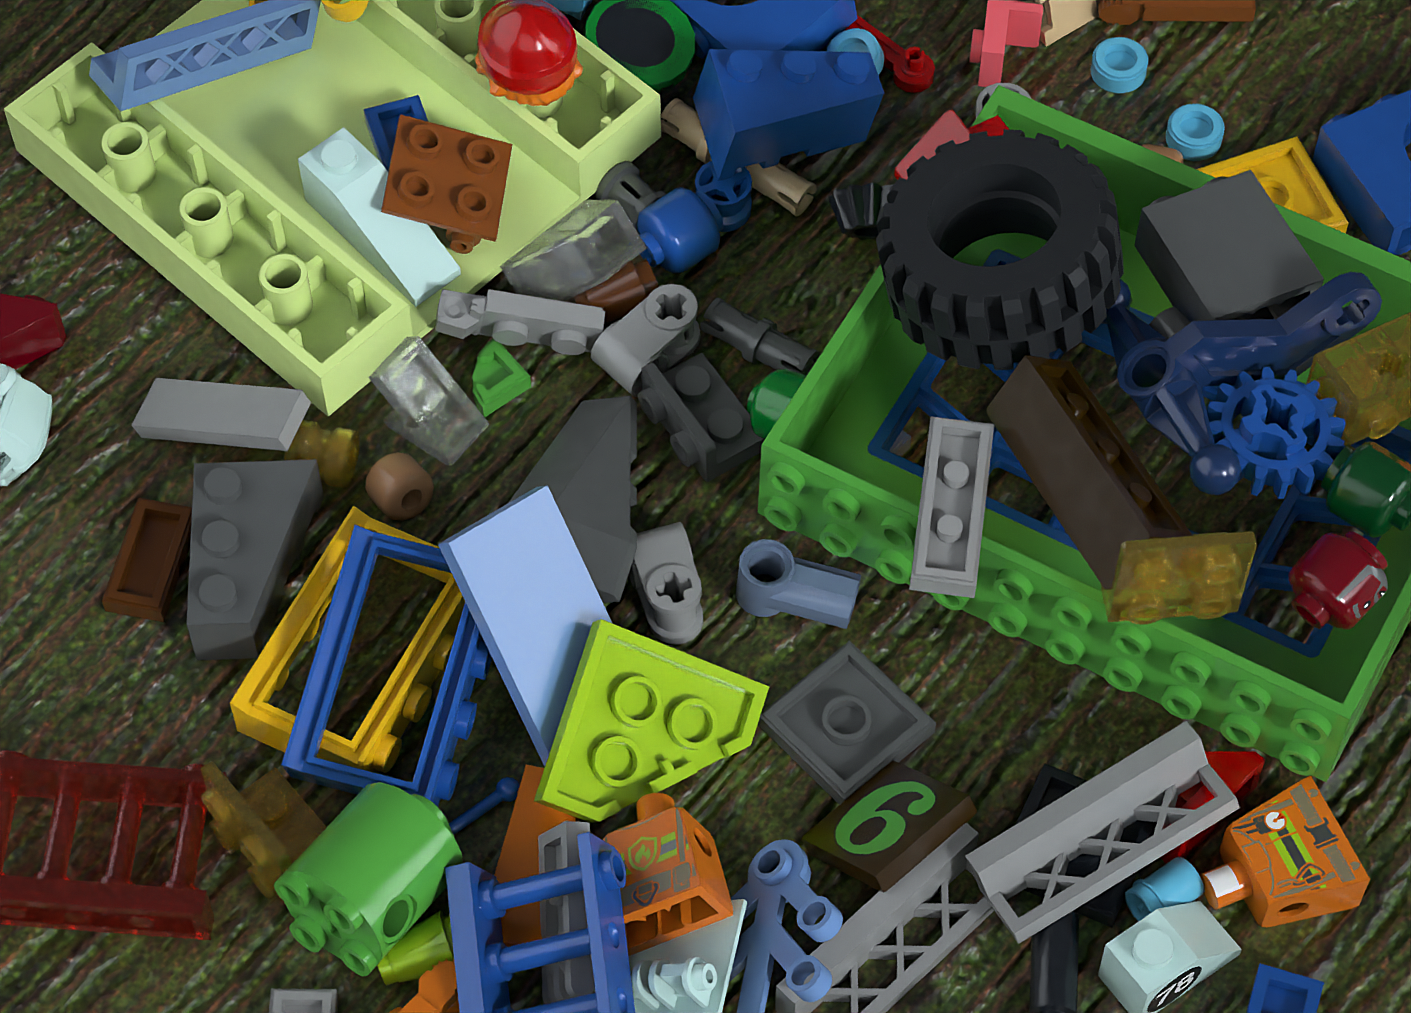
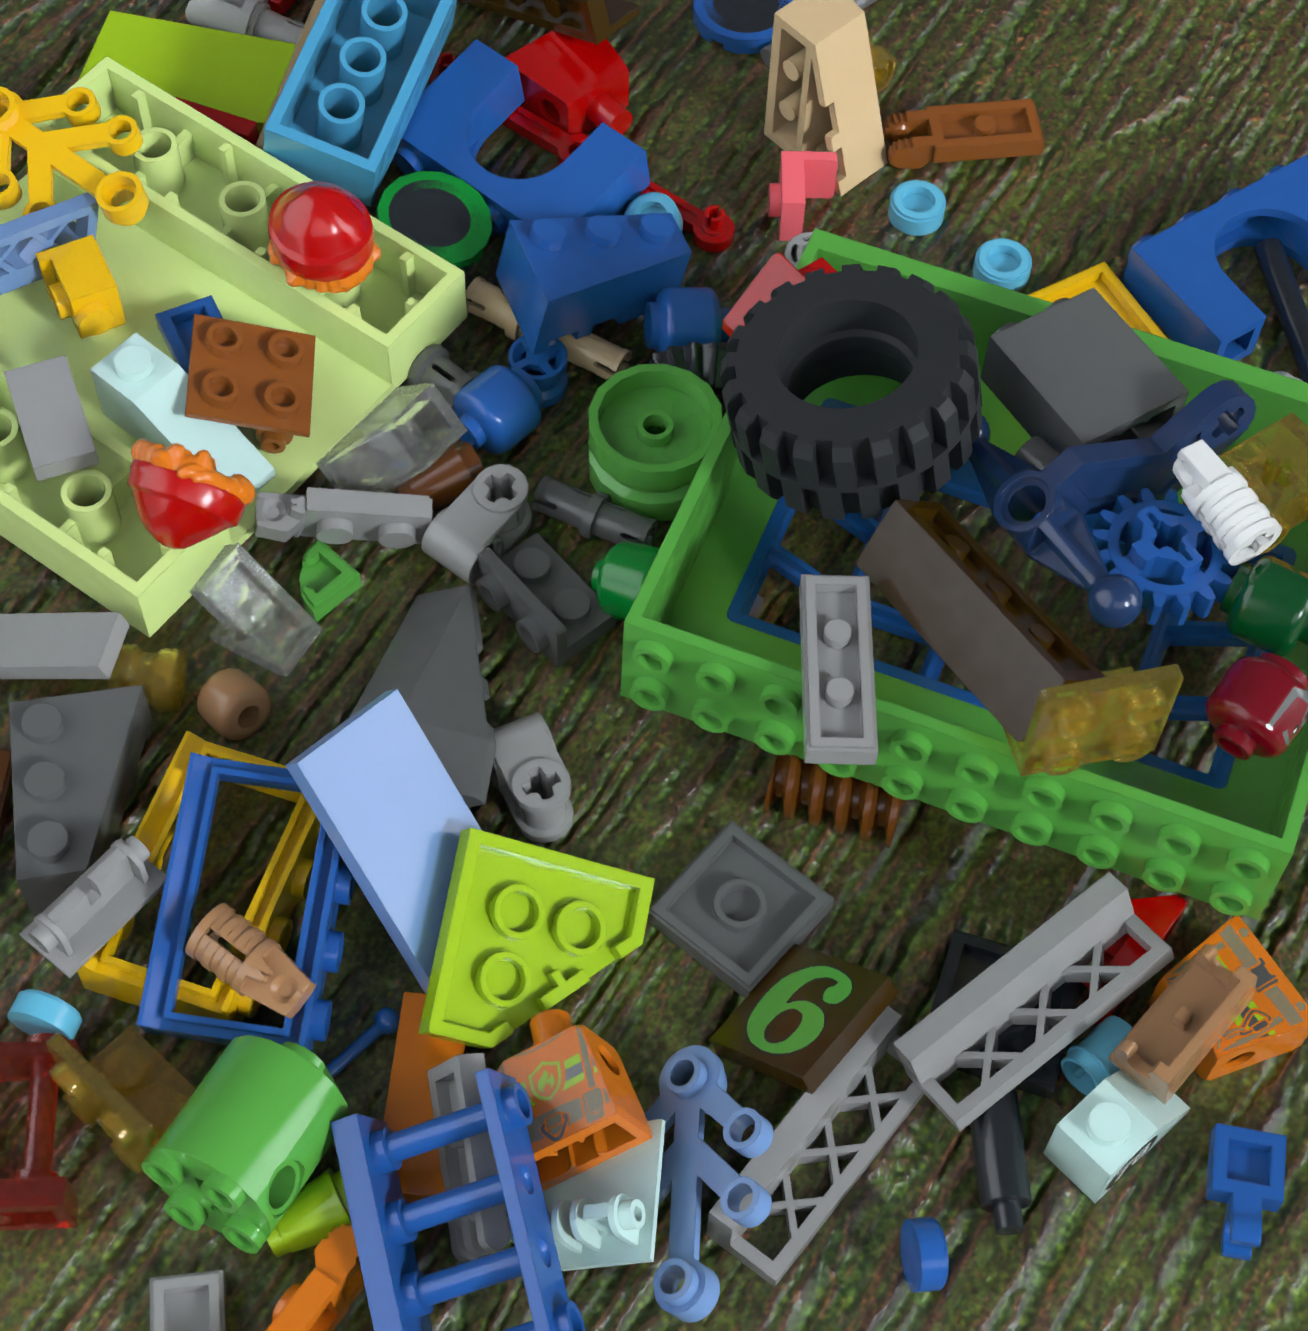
camera: 10 degrees left, 0 degrees up
(199, 746) = (44, 1013): none -> medium azure tile
(255, 655) = (95, 906): none -> light grey hinge
(258, 202) = (51, 418): none -> light grey tile
(297, 76) = (82, 286): none -> yellow brick
(372, 287) = (183, 494): none -> red hair
(400, 731) = (264, 975): none -> medium nougat hinge
(799, 588) = (672, 770): sand blue piece -> none
(816, 268) = (650, 436): none -> bright green wheel
(867, 156) = (684, 317): none -> blue head
(958, 630) = (823, 793): none -> reddish brown piece
(1240, 869) = (1184, 1023): none -> medium nougat hinge
(1334, 390) = (1224, 504): none -> white hinge

